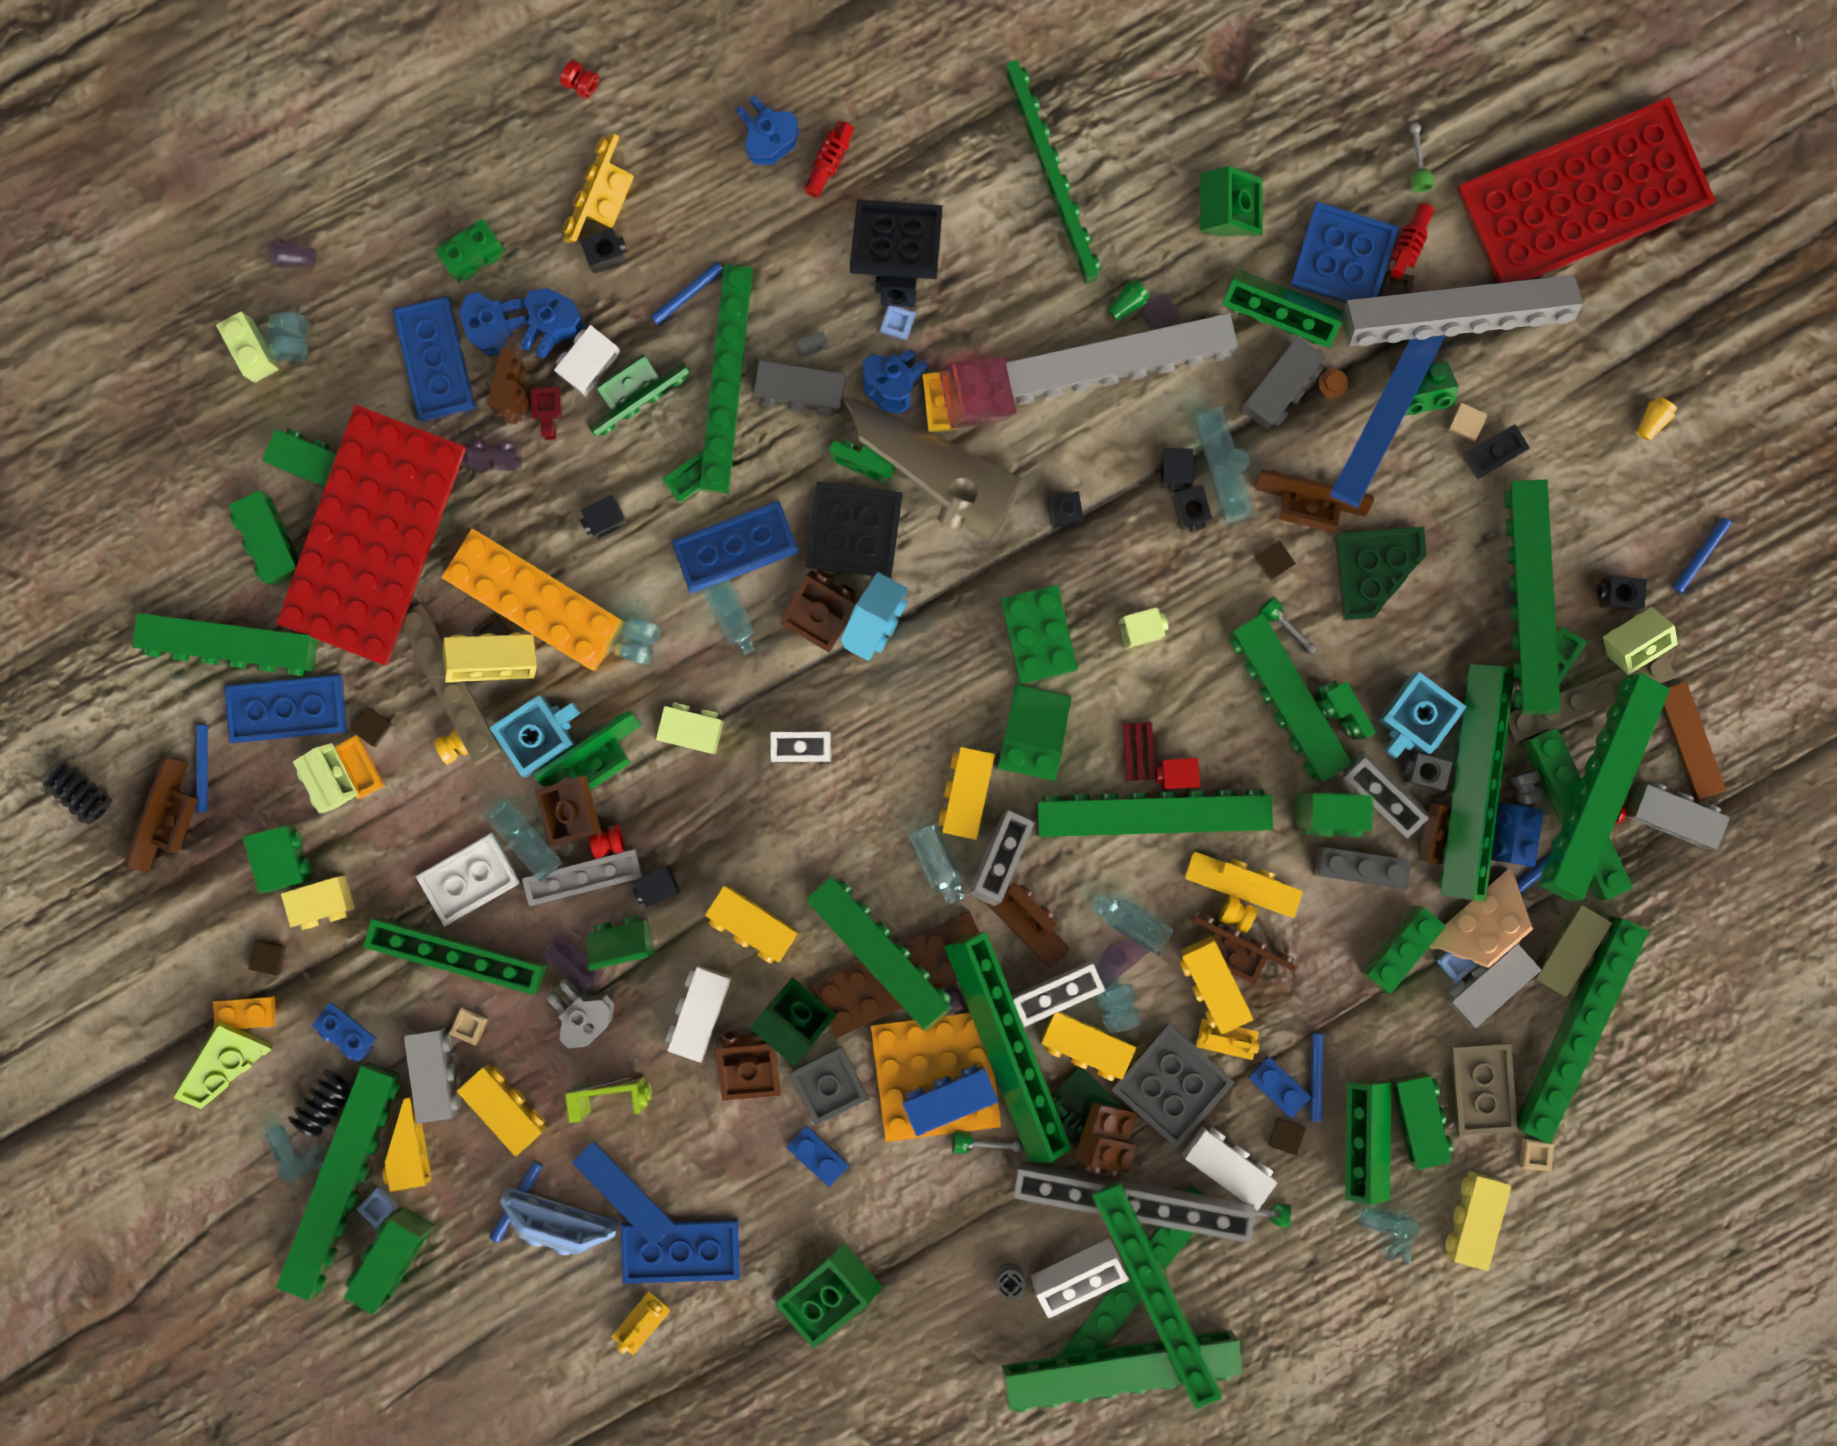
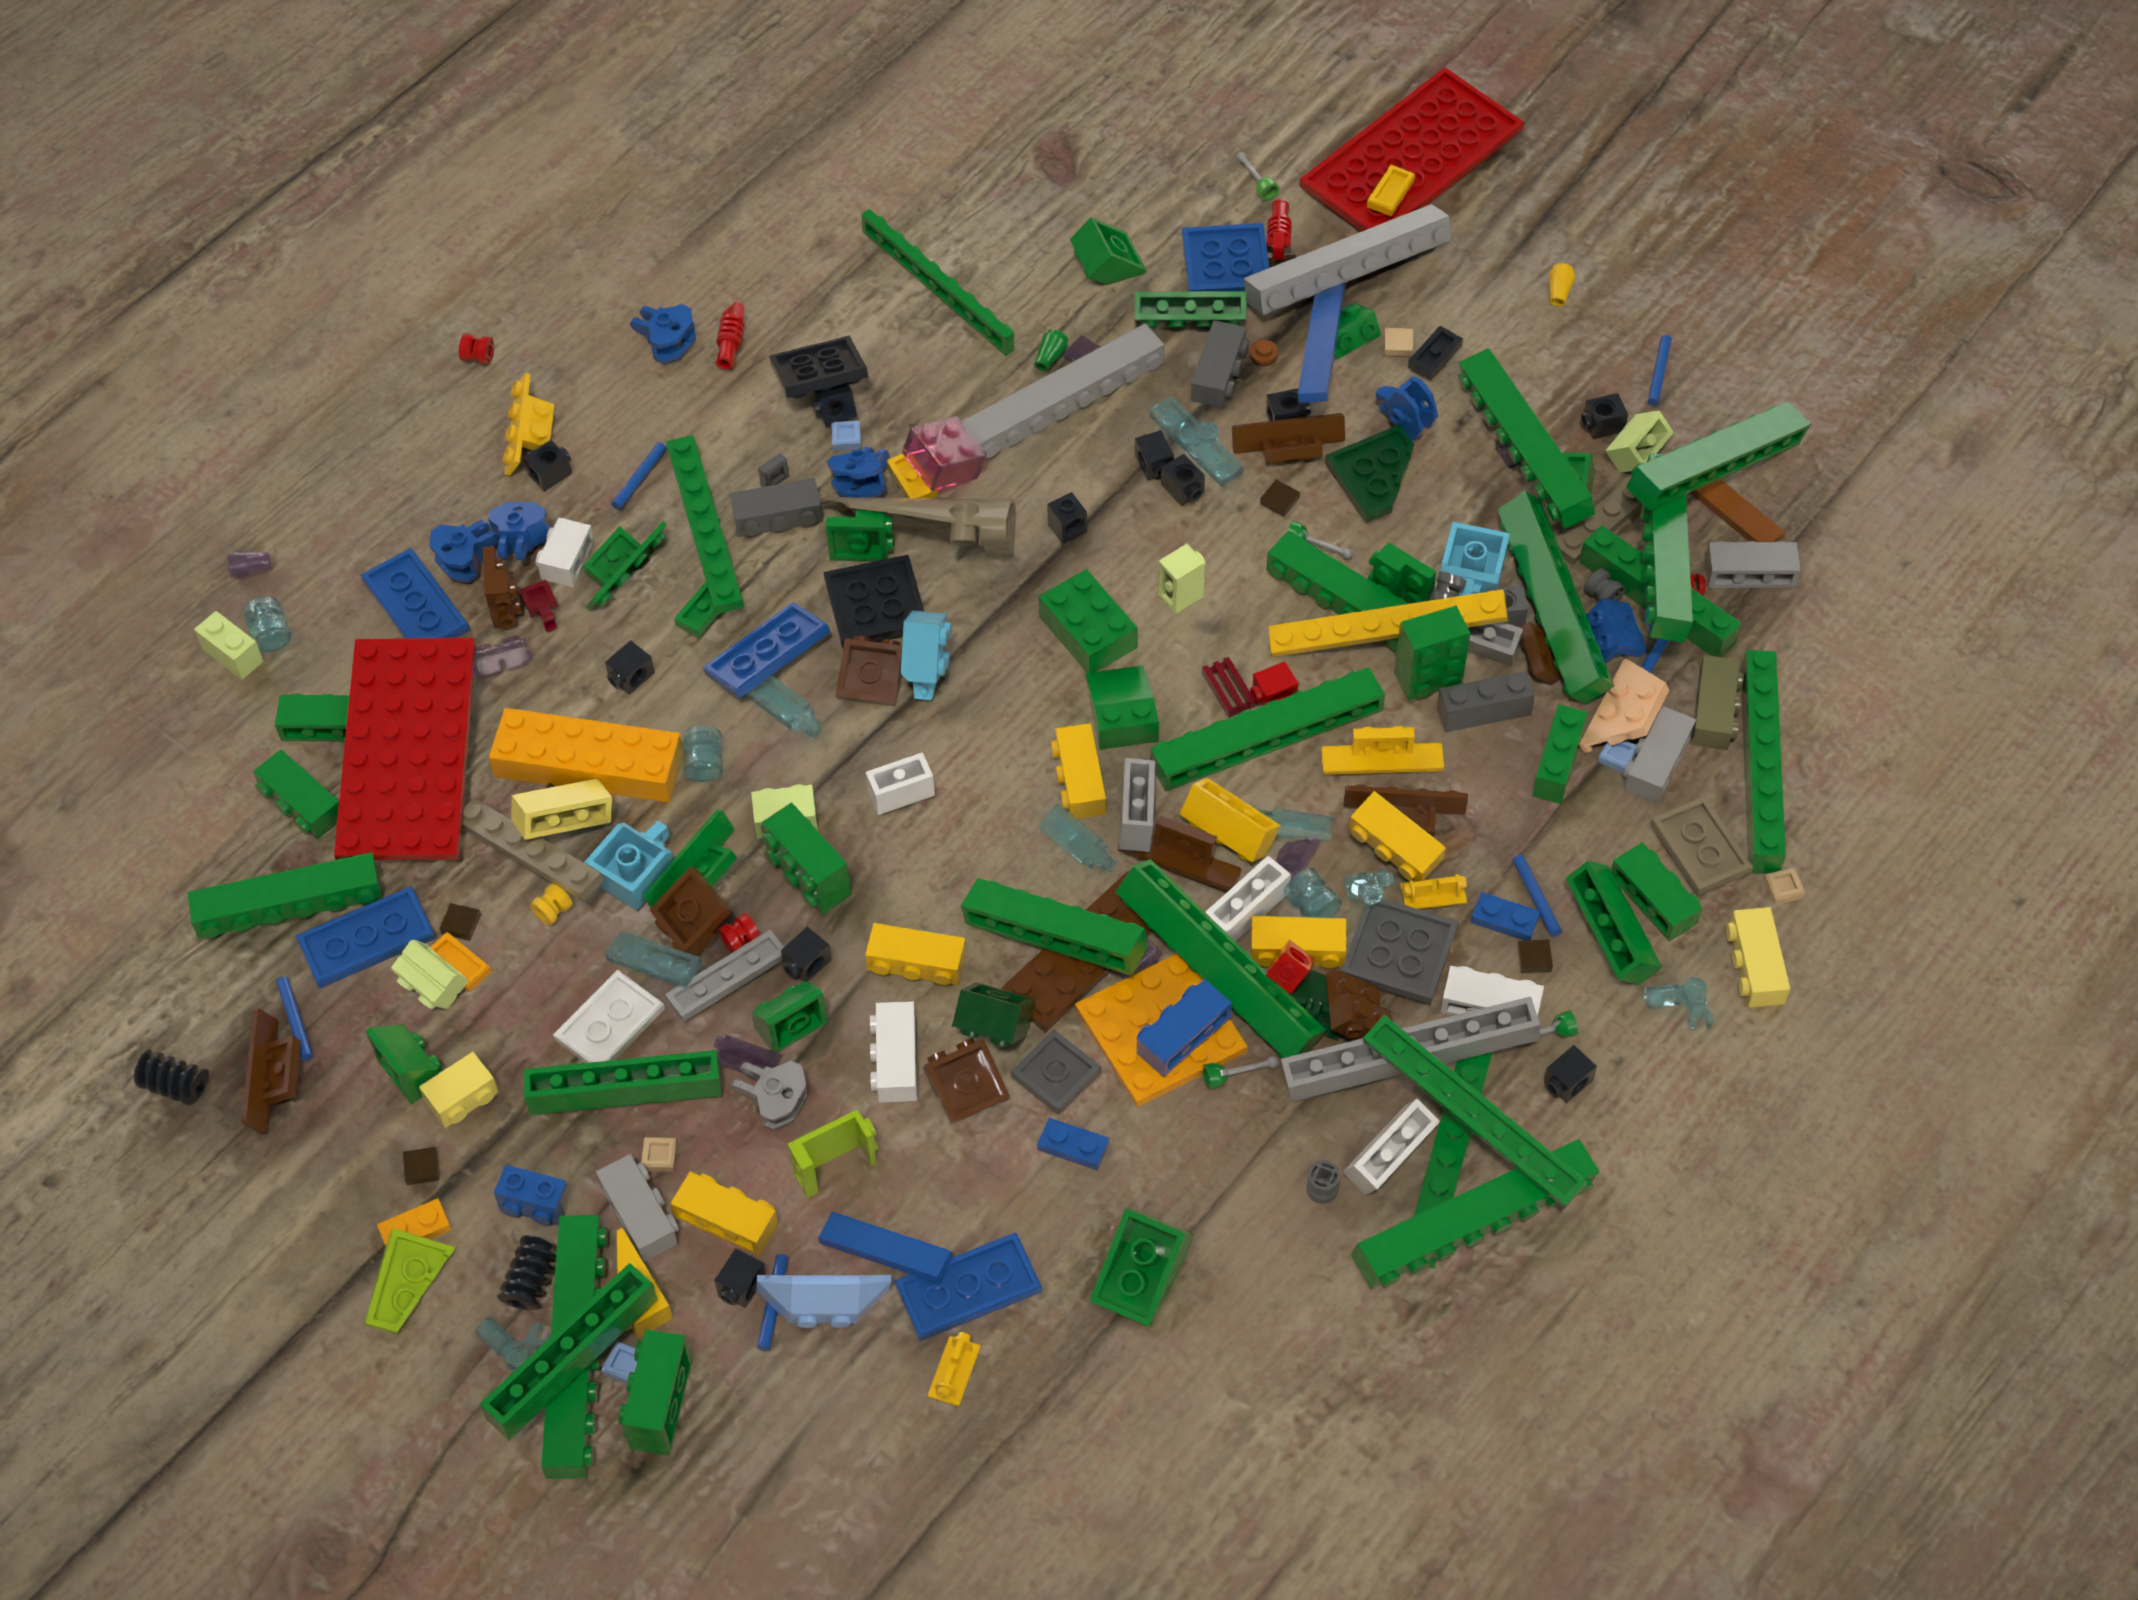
camera: 20 degrees left, 30 degrees down
(322, 1210) = (568, 1351): none -> green brick
(470, 251) = (422, 502): green bracket -> none
(494, 1175) = (738, 1278): none -> black brick
(687, 796) = (806, 859): none -> green brick
(1065, 1079) = (1290, 966): none -> red brick
(1078, 902) = (1229, 819): none -> yellow brick
(1164, 1012) = (1367, 886): none -> clear light blue bar
(1235, 913) = (1385, 777): yellow wheel -> none
(1261, 1266) = (1569, 1074): none -> black brick
(1310, 759) = (1379, 623): none -> yellow plate
(1312, 468) = (1286, 406): none -> black brick
(1380, 745) = (1448, 586): none -> dark grey wheel
(1438, 512) = (1407, 406): none -> blue hinge
(1542, 239) = (1391, 190): none -> yellow tile
(1703, 703) = (1717, 455): none -> brick

